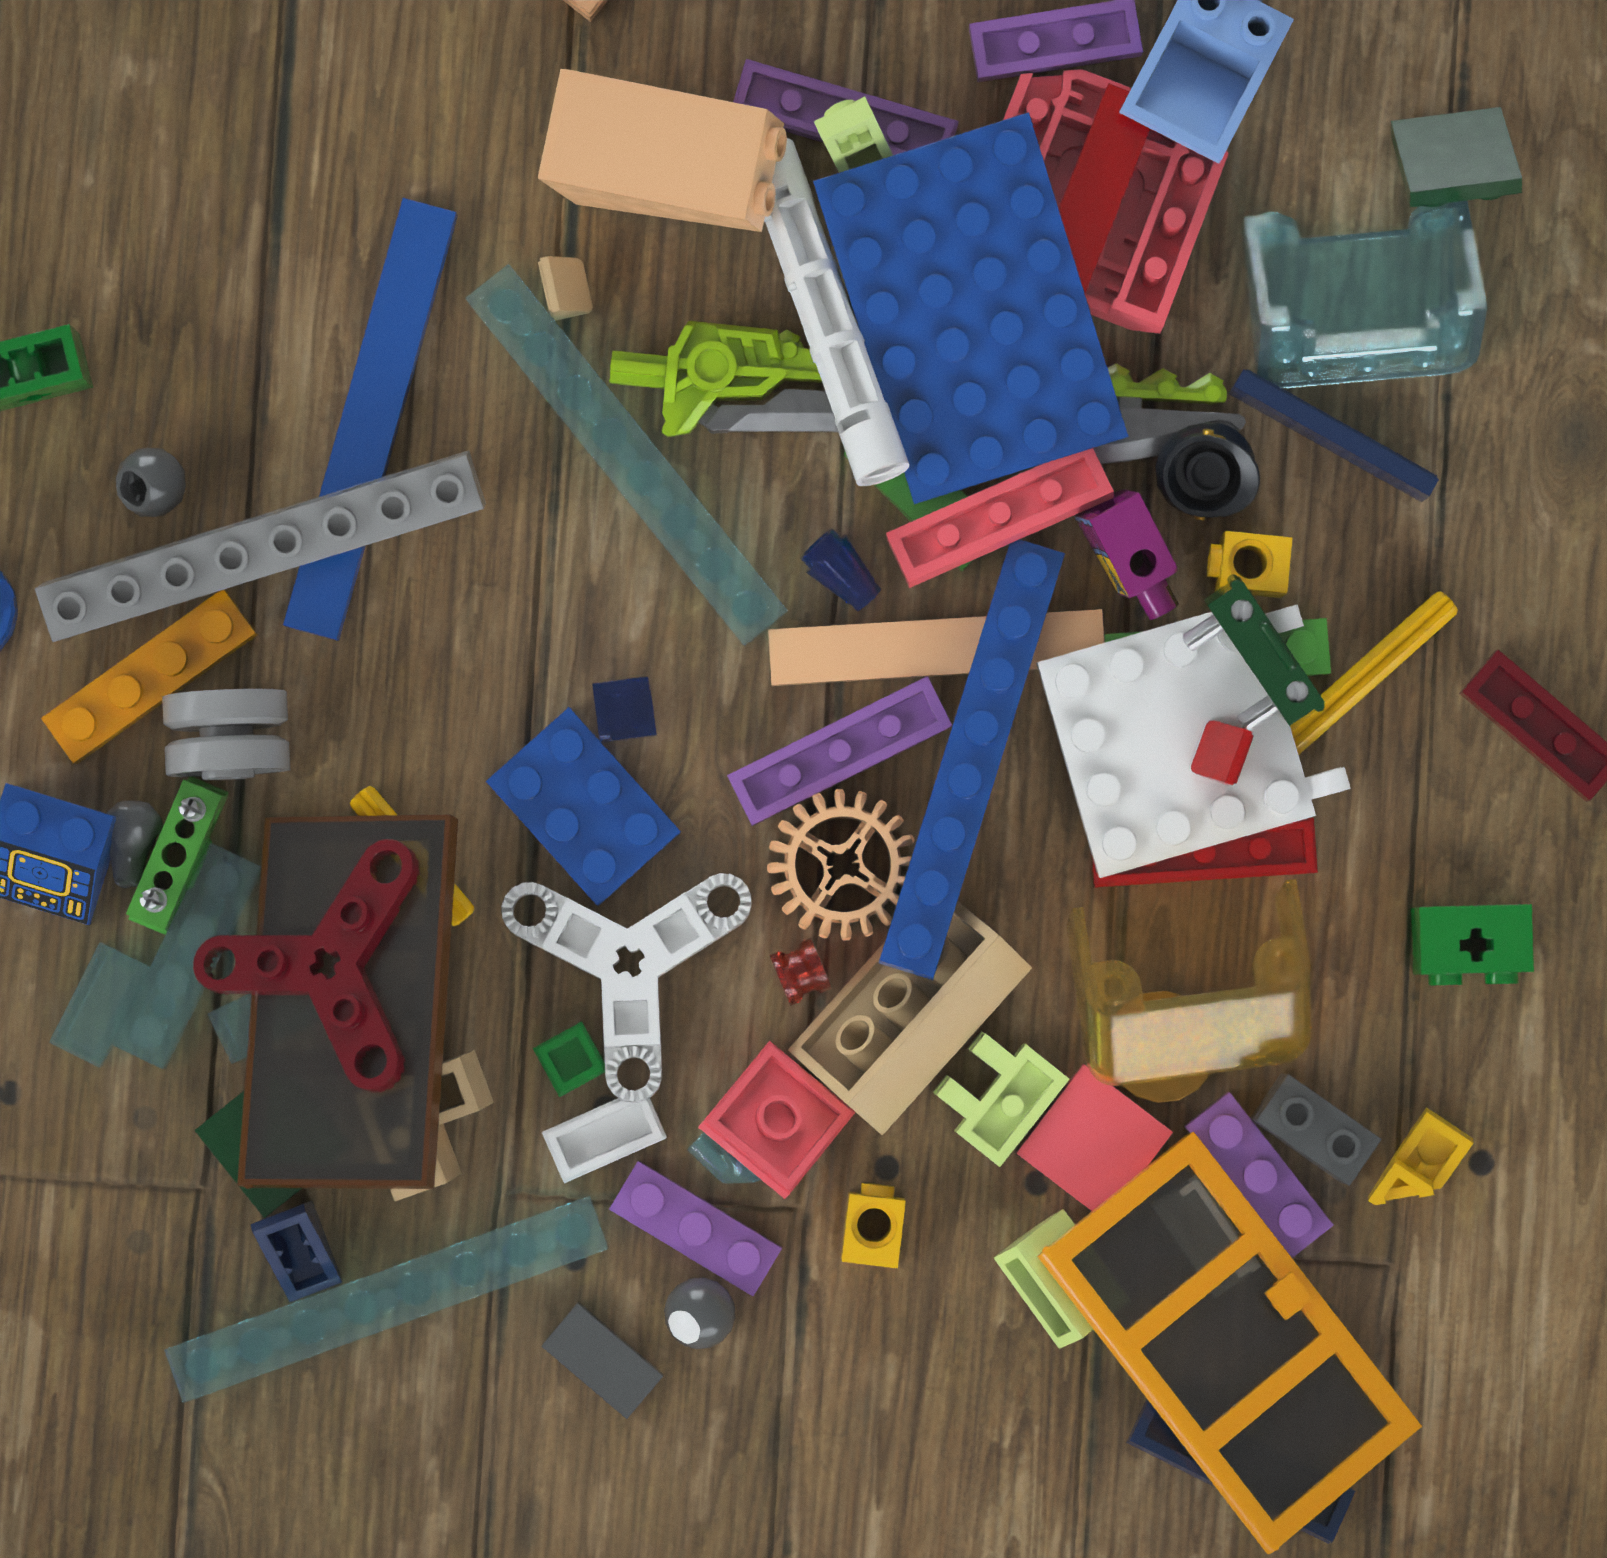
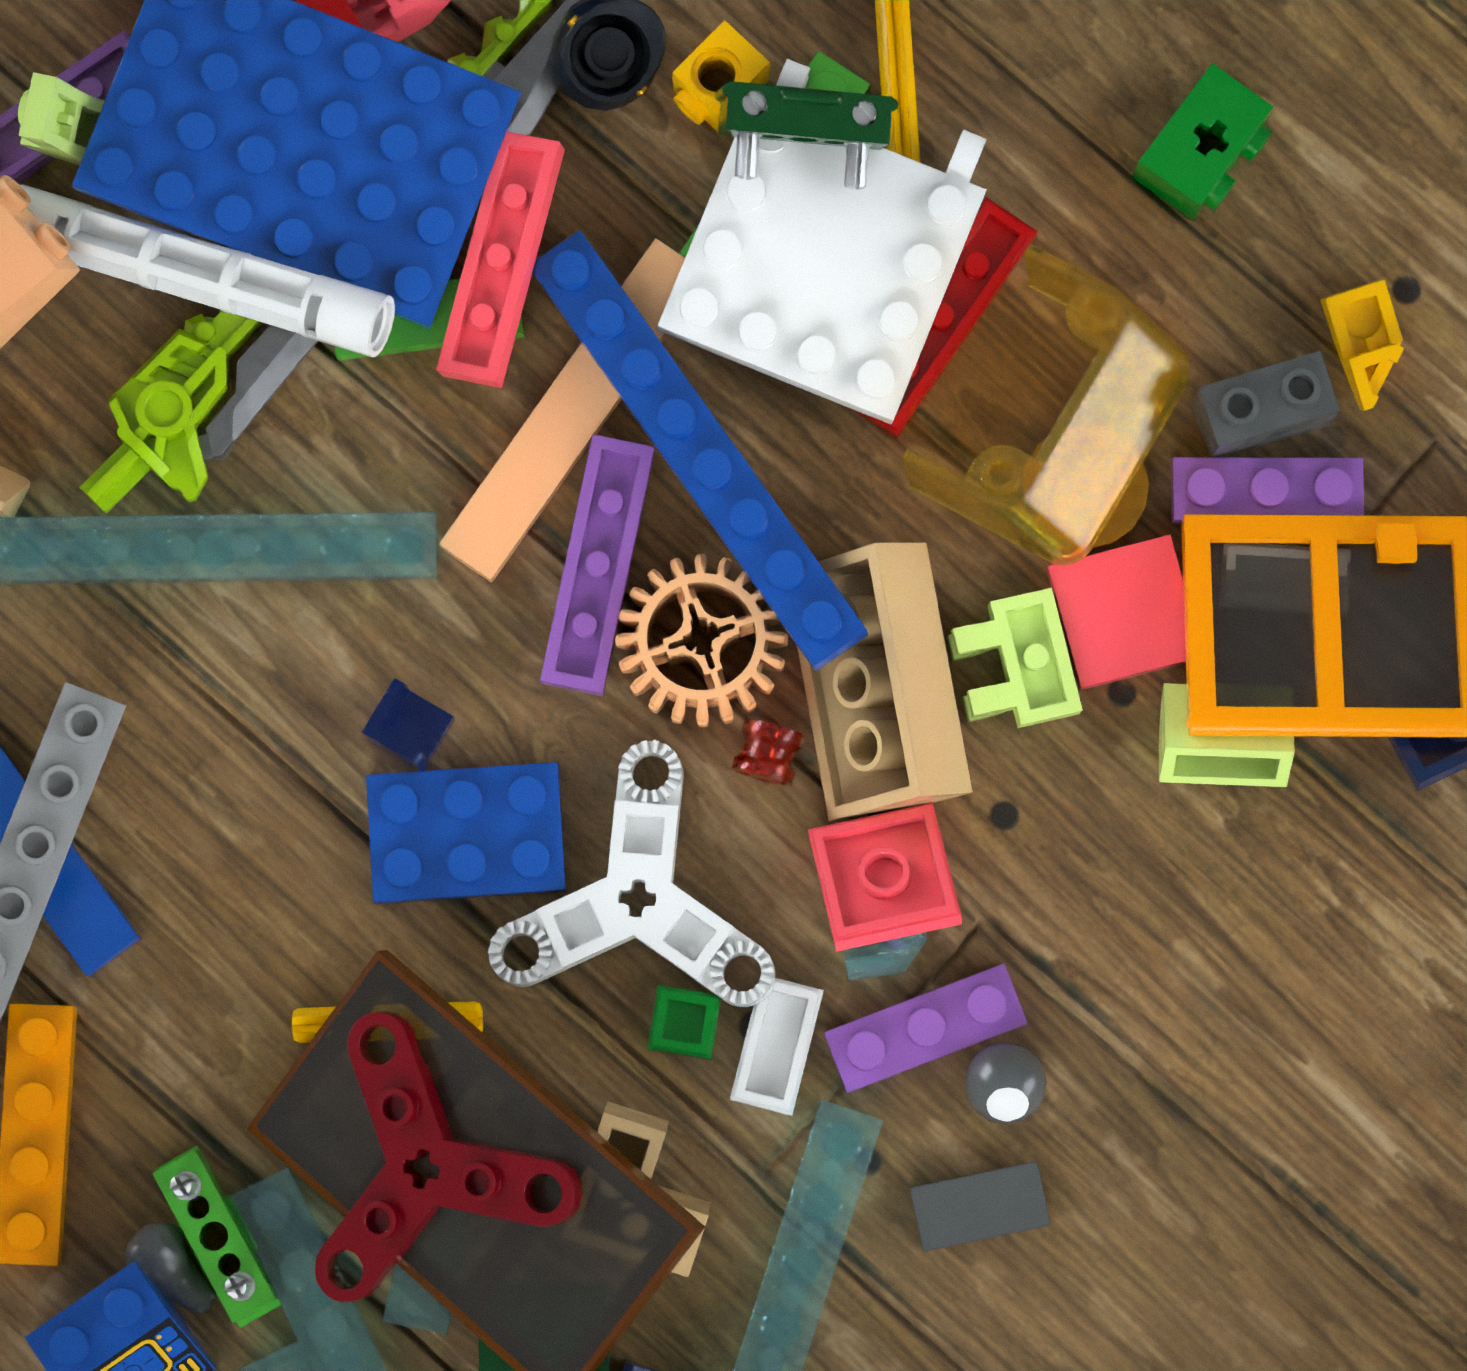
camera: 45 degrees left, 5 degrees down
(226, 738) = (141, 1099): light grey wheel -> none
(840, 569) = (437, 438): clear blue cone -> none
(876, 1252) = (1054, 894): yellow brick -> none
(1117, 532) = (600, 175): magenta torso -> none
(1222, 752) = (866, 223): red slope -> none

